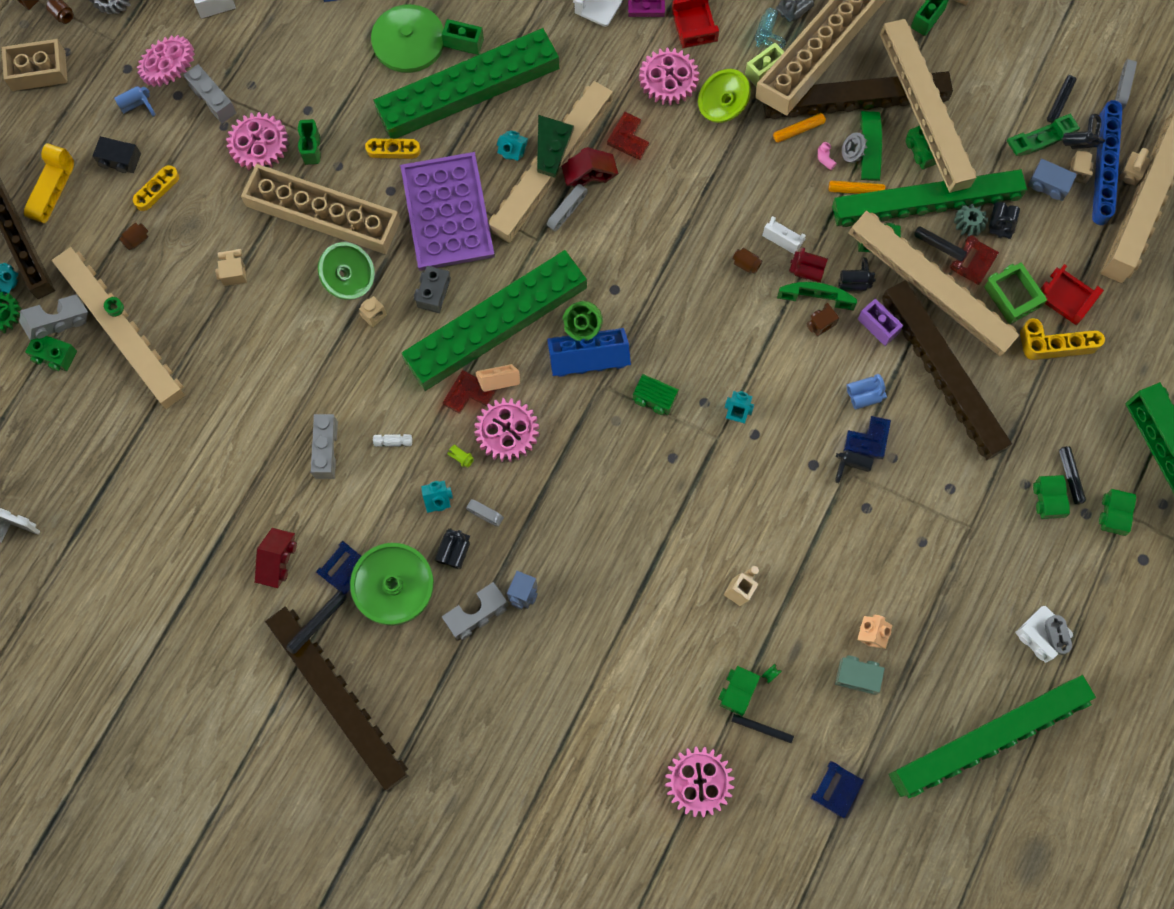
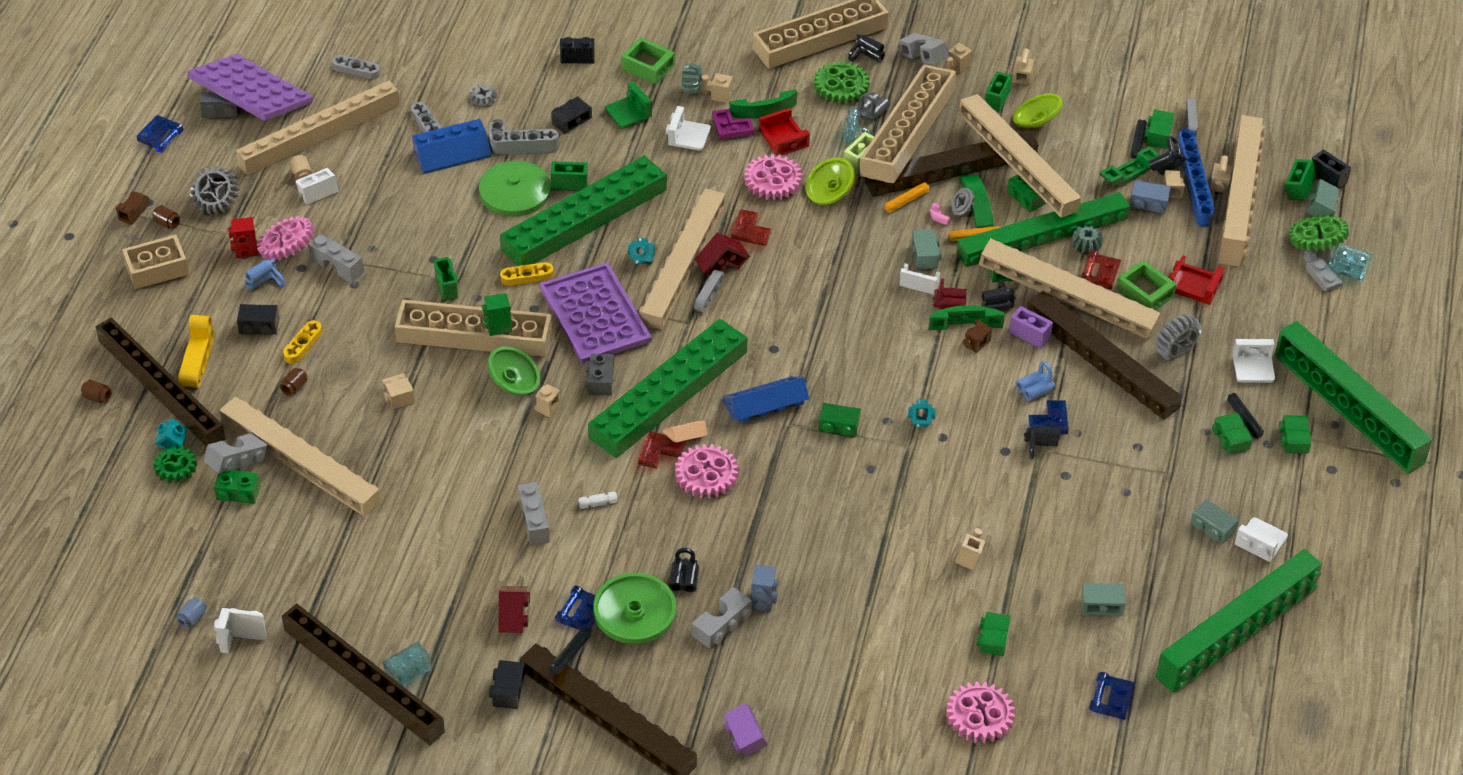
camera: 15 degrees left, 25 degrees down
(113, 300) = (294, 439): green bush -> none
(114, 604) = (363, 674): none -> dark brown brick
(124, 52) = (244, 237): none -> red brick
(159, 601) = (408, 664): none -> clear light blue brick
(248, 645) = (507, 684): none -> black brick
(257, 141) = (391, 286): bright pink gear -> none
(338, 209) = (497, 314): none -> green brick
(436, 496) = (656, 532): teal brick -> none
(461, 456) = (672, 501): lime pin -> none
(462, 753) = (745, 730): none -> medium lavender brick
(484, 513) = (706, 539): light grey beam -> none
(552, 144) = (681, 241): dark green wing -> none
(582, 320) = (753, 370): bright green cylinder -> none
(747, 260) = (892, 303): reddish brown brick -> none
(762, 728) = (1026, 661): black bar -> none
(771, 673) = (1020, 615): green bush -> none
(799, 200) = (925, 249): none -> sand green brick
(875, 631) = (1105, 563): light nougat brick -> none
(940, 243) = (1066, 261): black axle -> none
(965, 46) = (1038, 111): none -> lime dish
(1001, 603) = (1214, 521): none -> sand green brick
(1003, 220) = (1117, 235): black piece -> none
(1029, 368) = (1178, 337): none -> light grey gear
(1062, 341) = (1208, 315): yellow beam -> none
(1063, 634) = (1276, 533): light grey beam -> none
(1088, 92) = (1160, 128): none -> green brick
(1100, 412) = (1253, 360): none -> white bracket

